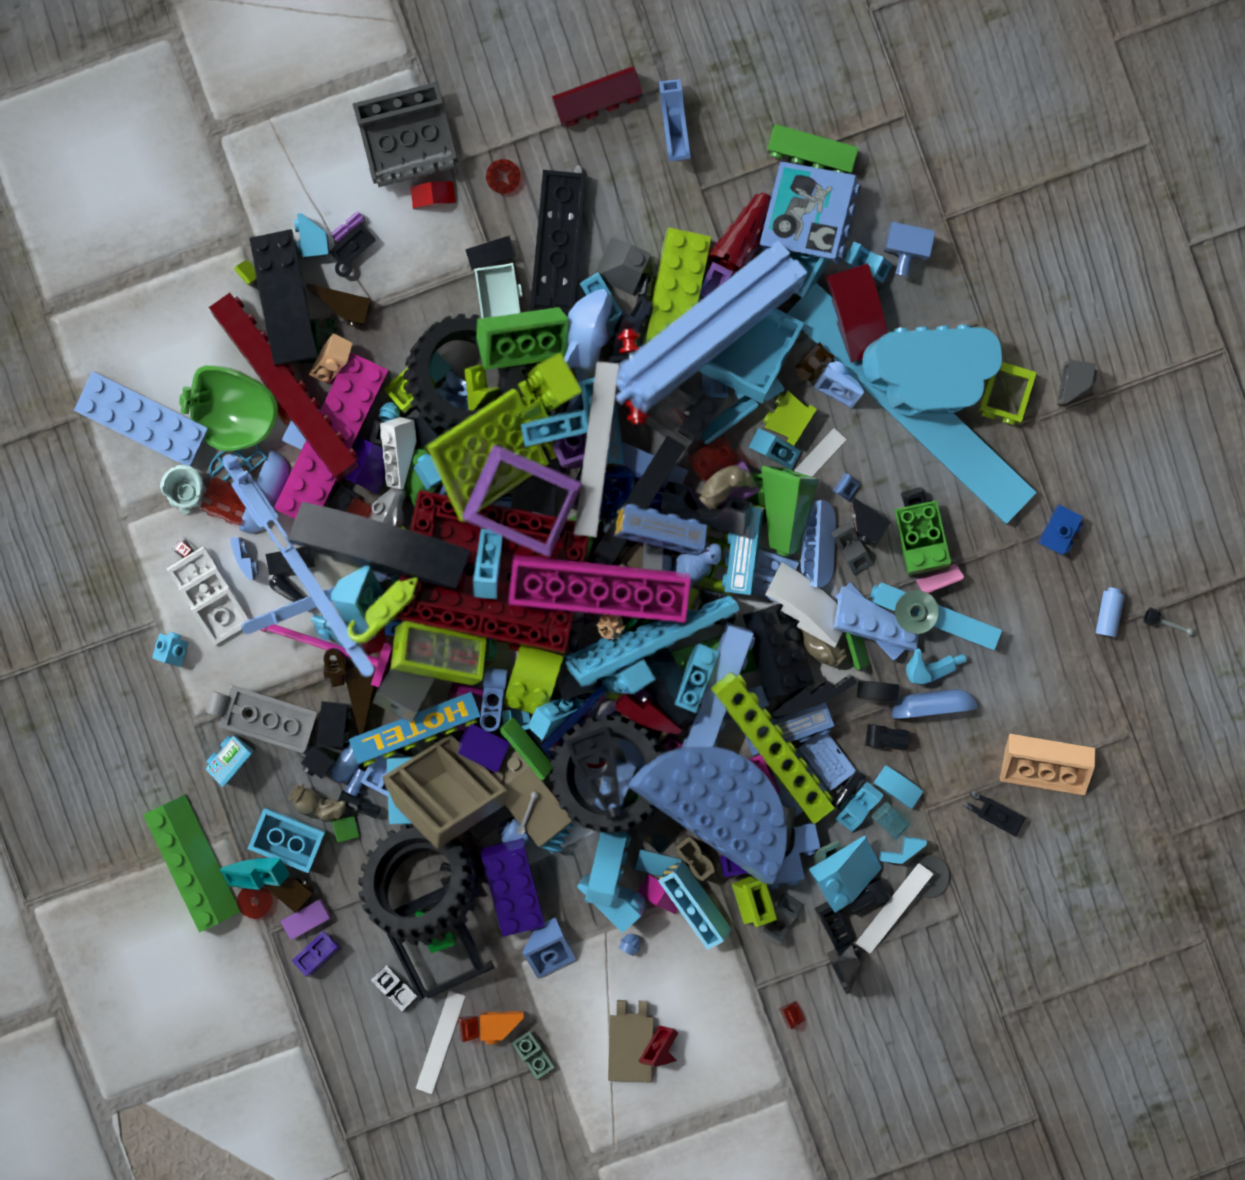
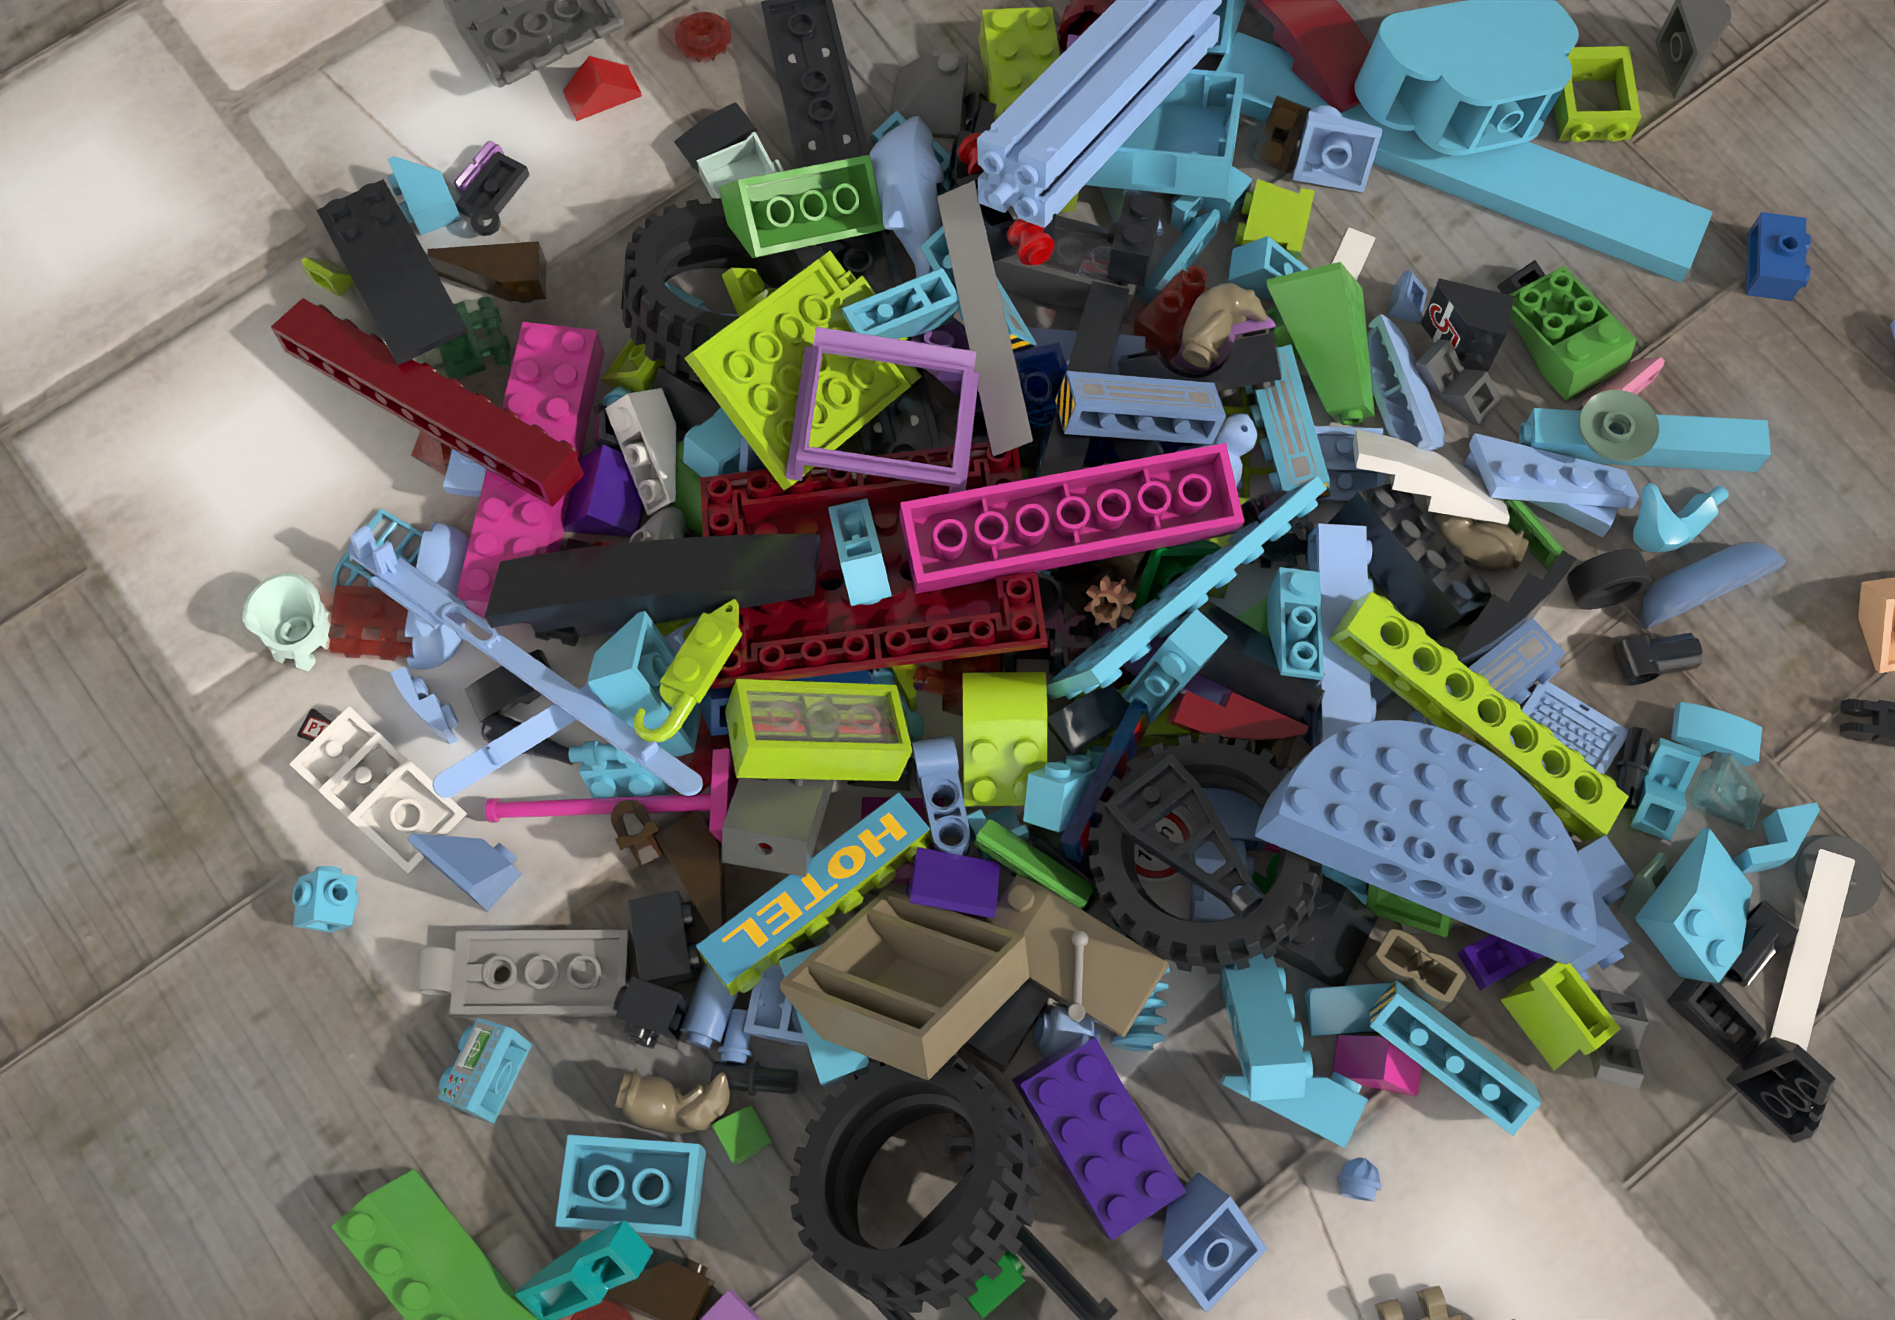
camera: 20 degrees left, 20 degrees down
(141, 419) = (194, 535): light blue plate -> none
(231, 405) = (338, 457): bright green piece -> none
(247, 655) = (470, 864): none -> medium blue slope
(331, 358) = (496, 344): light nougat slope -> none
(553, 383) = (878, 235): lime brick -> none
(792, 1015) = (1718, 1221): clear red slope -> none

